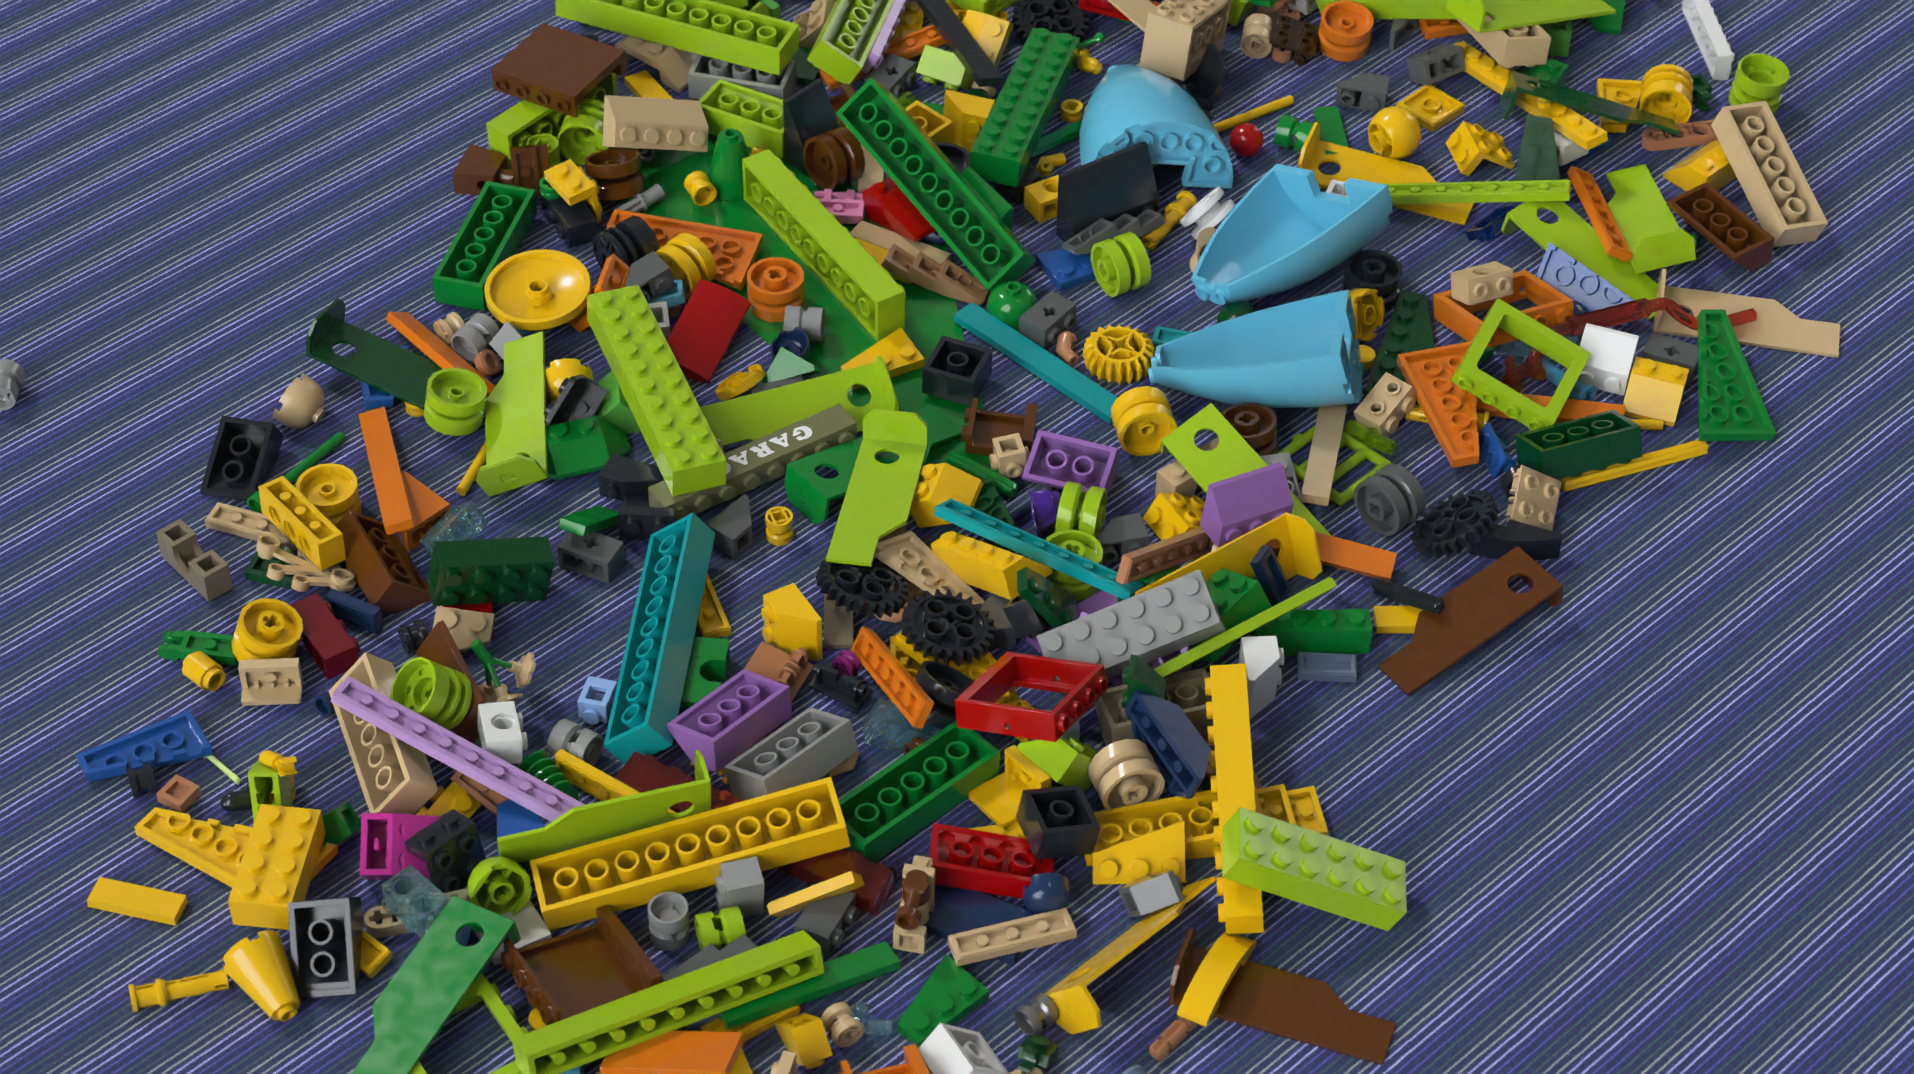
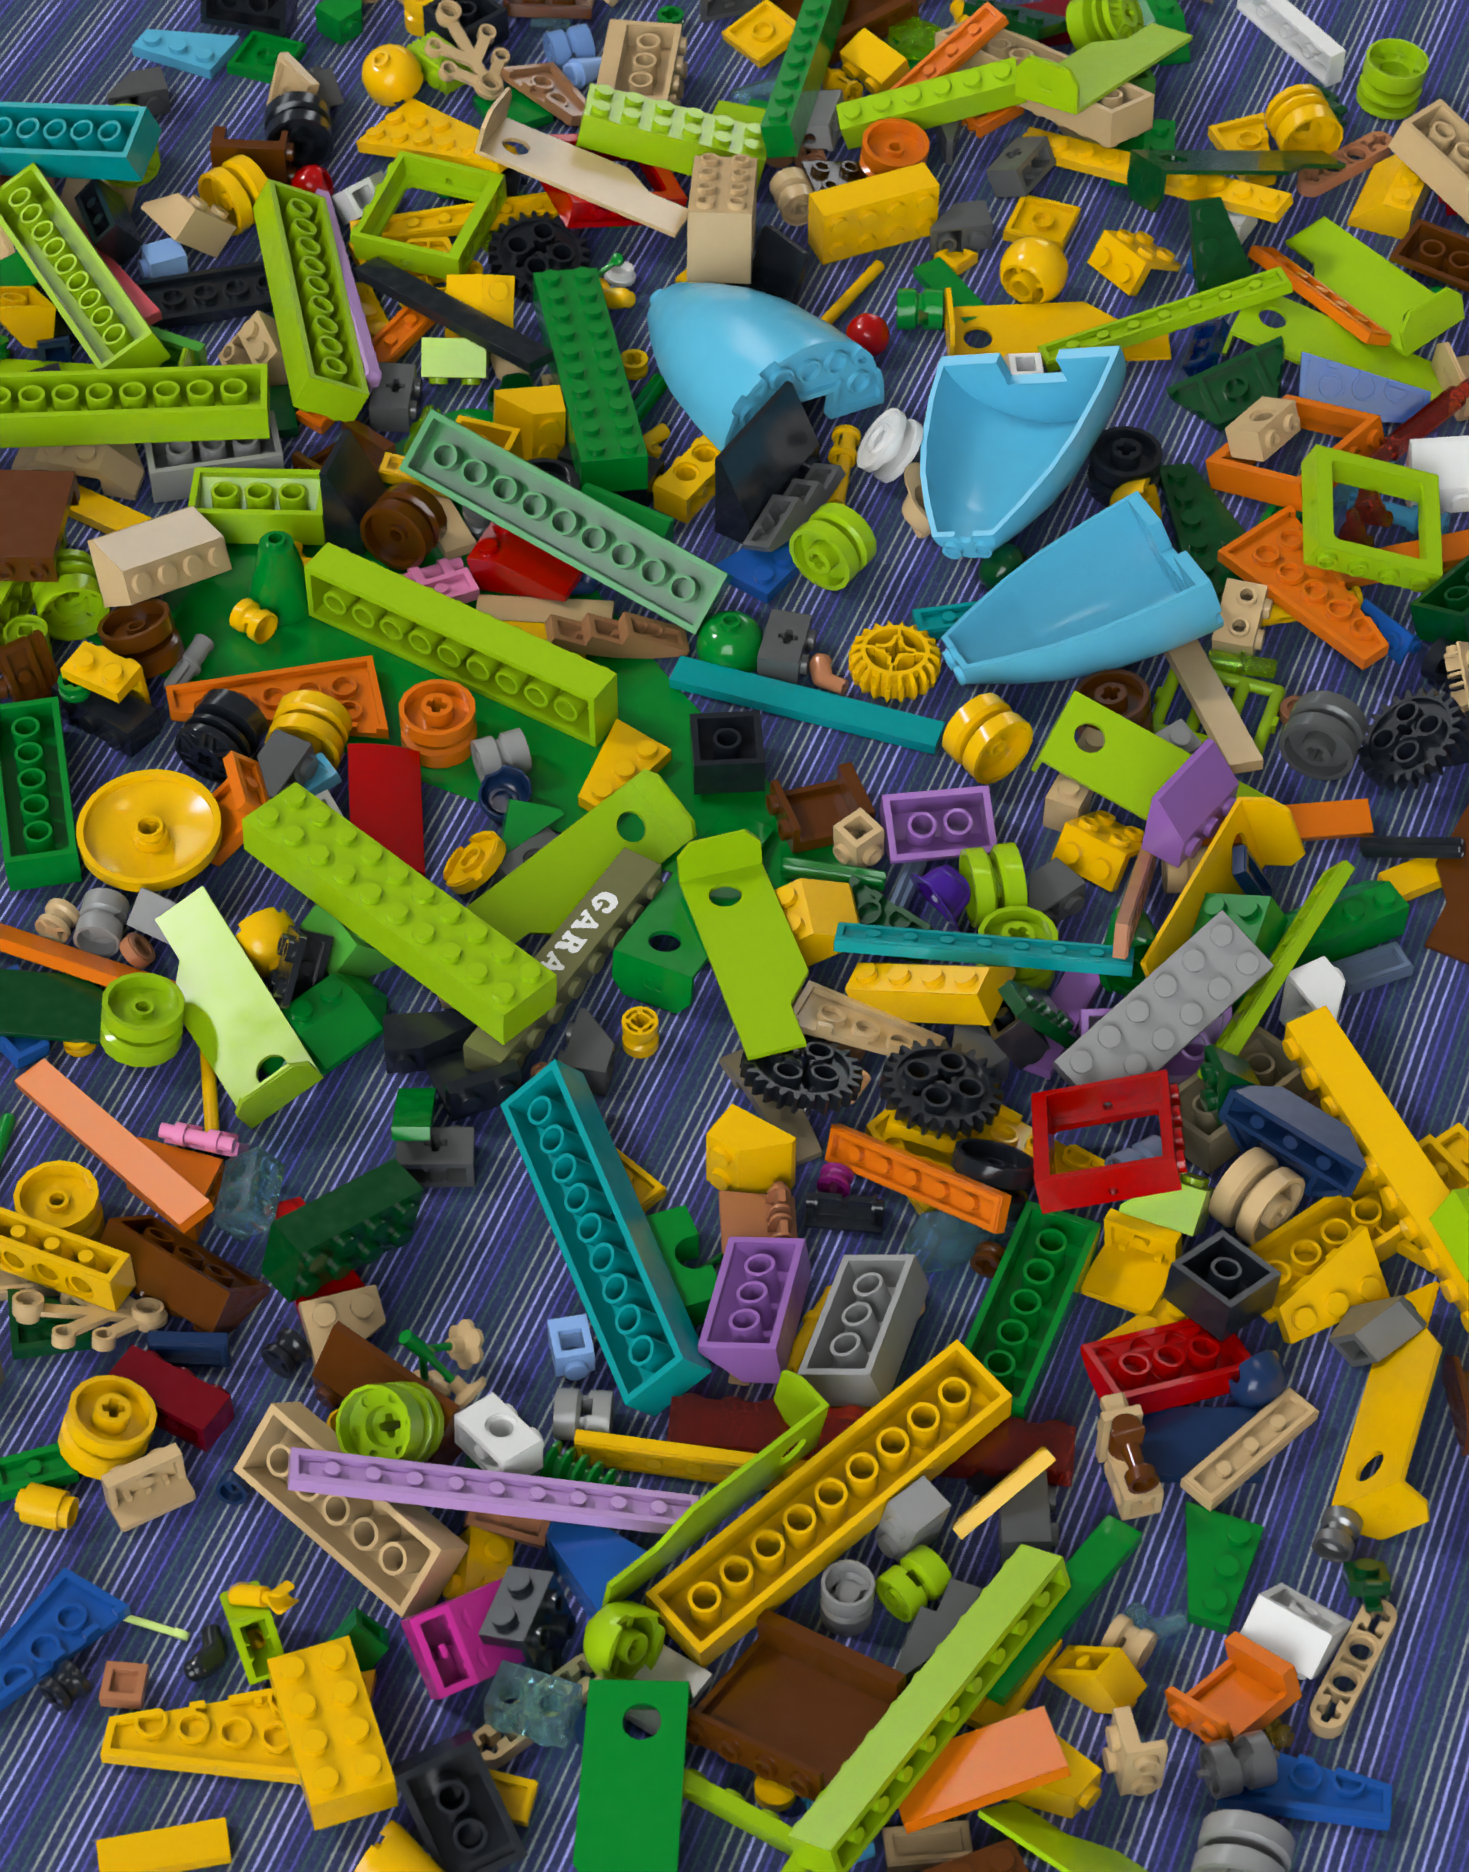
camera: 25 degrees left, 5 degrees up
(444, 486) = (194, 1137): none -> bright pink plate
(1101, 51) = (621, 276): none -> white plate
(1302, 61) = (872, 213): none -> yellow brick
(1351, 114) = (958, 261): none -> yellow tile
(1507, 248) = (1233, 385): none -> dark green wing

